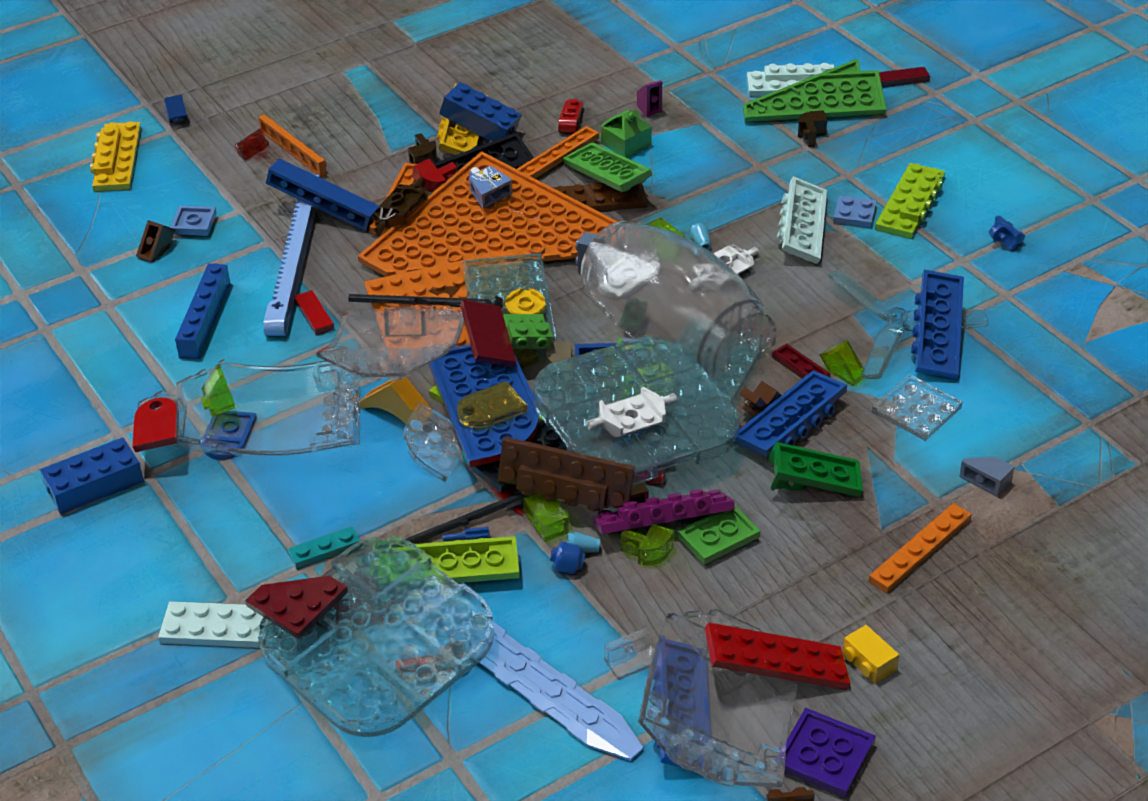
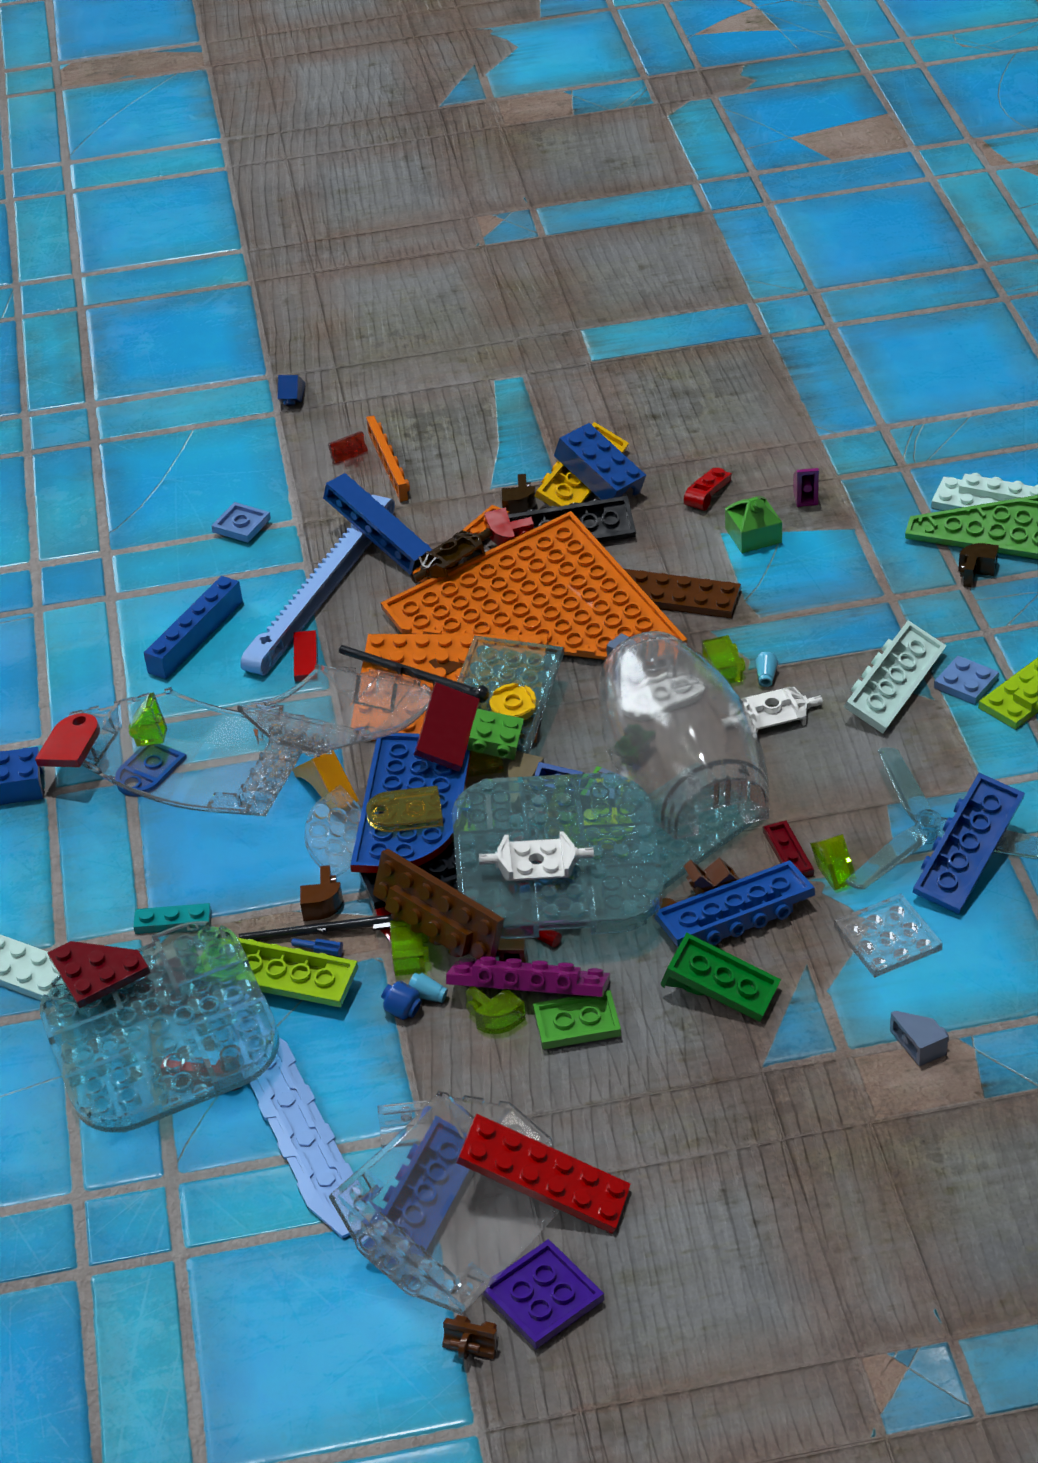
camera: 25 degrees right, 0 degrees up
(115, 156) = (205, 430): yellow plate -> none
(155, 241) = (190, 536): slope -> none
(448, 496) = (321, 899): none -> reddish brown brick
(489, 185) = (554, 554): medium blue torso -> none
(555, 154) = (664, 531): orange plate -> none
(607, 167) = (703, 560): bright green plate -> none
(870, 654) = (655, 1202): yellow brick -> none
(919, 548) = (790, 1099): orange plate -> none

